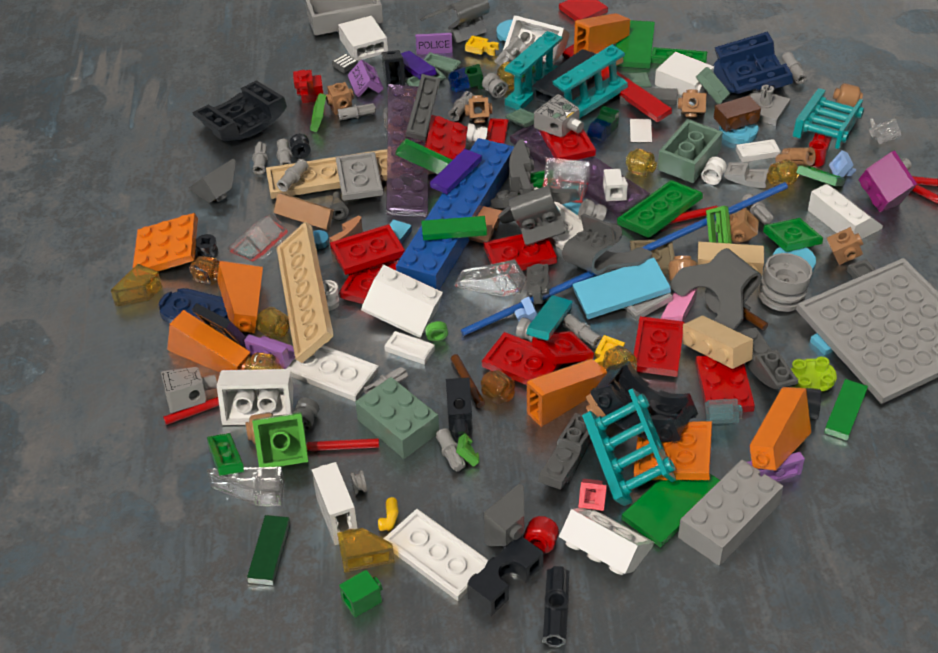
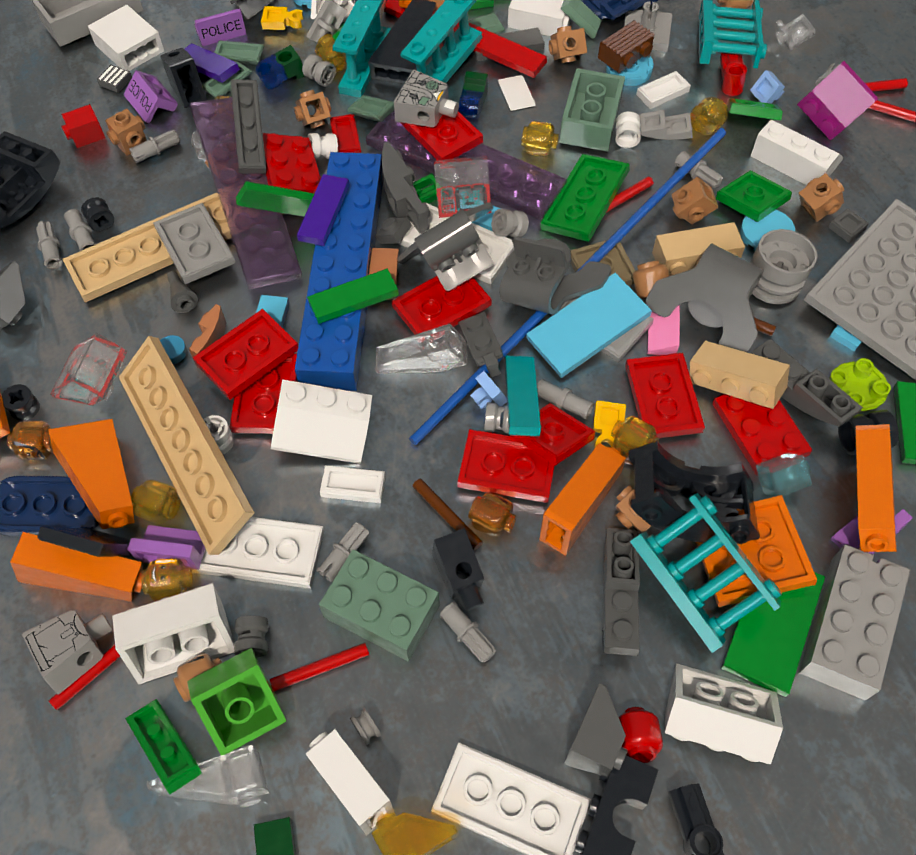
camera: 20 degrees left, 15 degrees up
(292, 175) = (104, 264): light grey pin -> none
(303, 80) = (69, 118): red plate -> none
(303, 211) = (136, 312): medium nougat tile -> none
(318, 112) = (104, 159): bright green tile -> none
(391, 515) = (429, 762): yellow arm -> none
(436, 331) = (381, 451): bright green tile -> none
(459, 106) = (286, 108): light grey pin -> none
(466, 451) = (489, 628): bright green tile -> none
(592, 494) = (681, 652): coral brick -> none
(614, 185) = (525, 180): white brick -> none
(722, 225) = (680, 203): bright green tile -> none
(800, 156) = (718, 87): medium nougat hinge -> none

